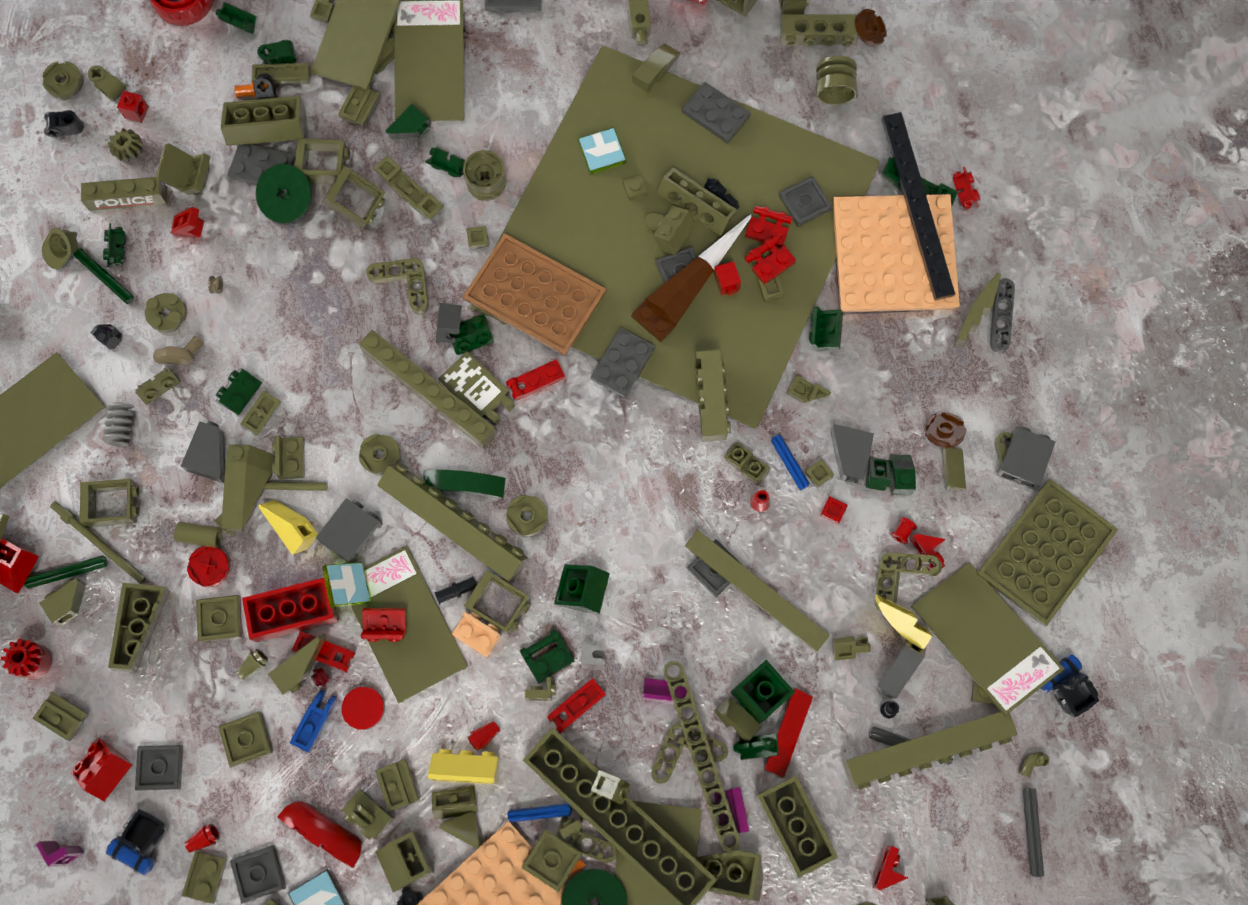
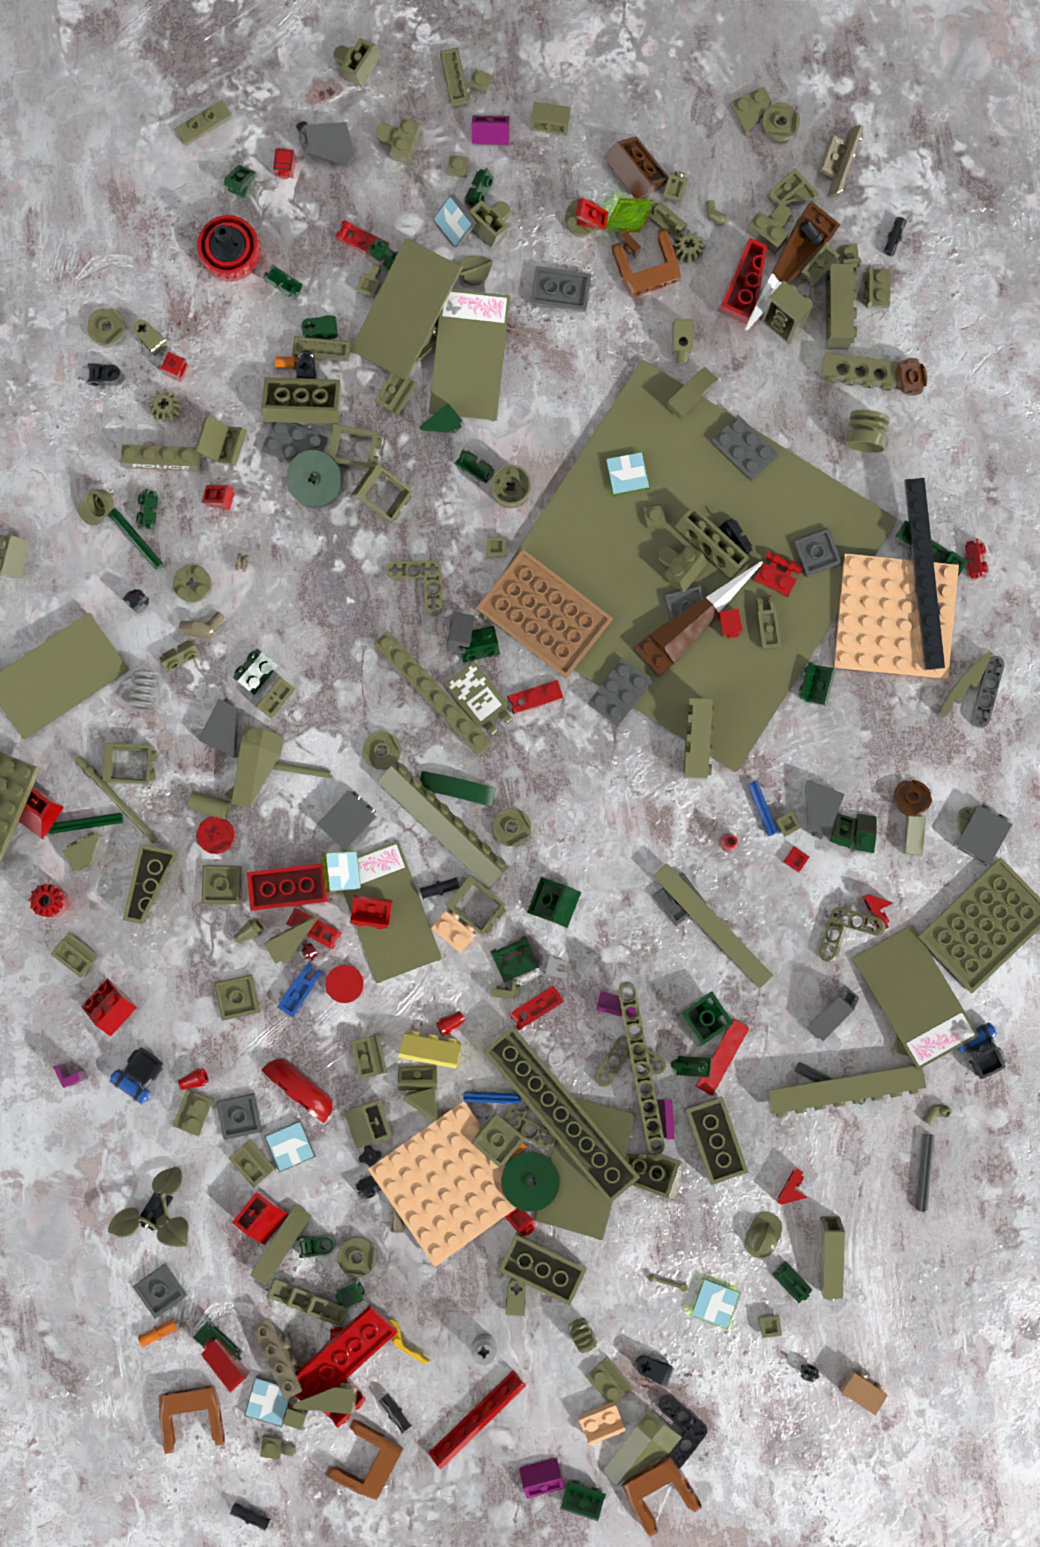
camera: 10 degrees right, 10 degrees up
(159, 767) = (159, 1012): dark grey tile -> none
(288, 457) = (298, 742): olive bracket -> none
(290, 526) = (294, 809): light yellow slope -> none
(367, 814) = (340, 1079): olive brick -> none
(407, 189) = (435, 488): olive slope -> none
(571, 827) = (518, 1114): olive plate -> none
(611, 787) = (558, 1086): bracket -> none
(735, 715) = (676, 1035): olive slope -> none
(746, 463) = (722, 804): olive slope -> none
(774, 264) = (776, 616): red plate -> none
(806, 391) = (787, 741): olive slope -> none
(847, 647) = (788, 988): olive plate -> none
(886, 713) = (811, 1049): black pin -> none
(903, 530) = (857, 888): red bush -> none
(904, 622) = (842, 973): light yellow slope -> none

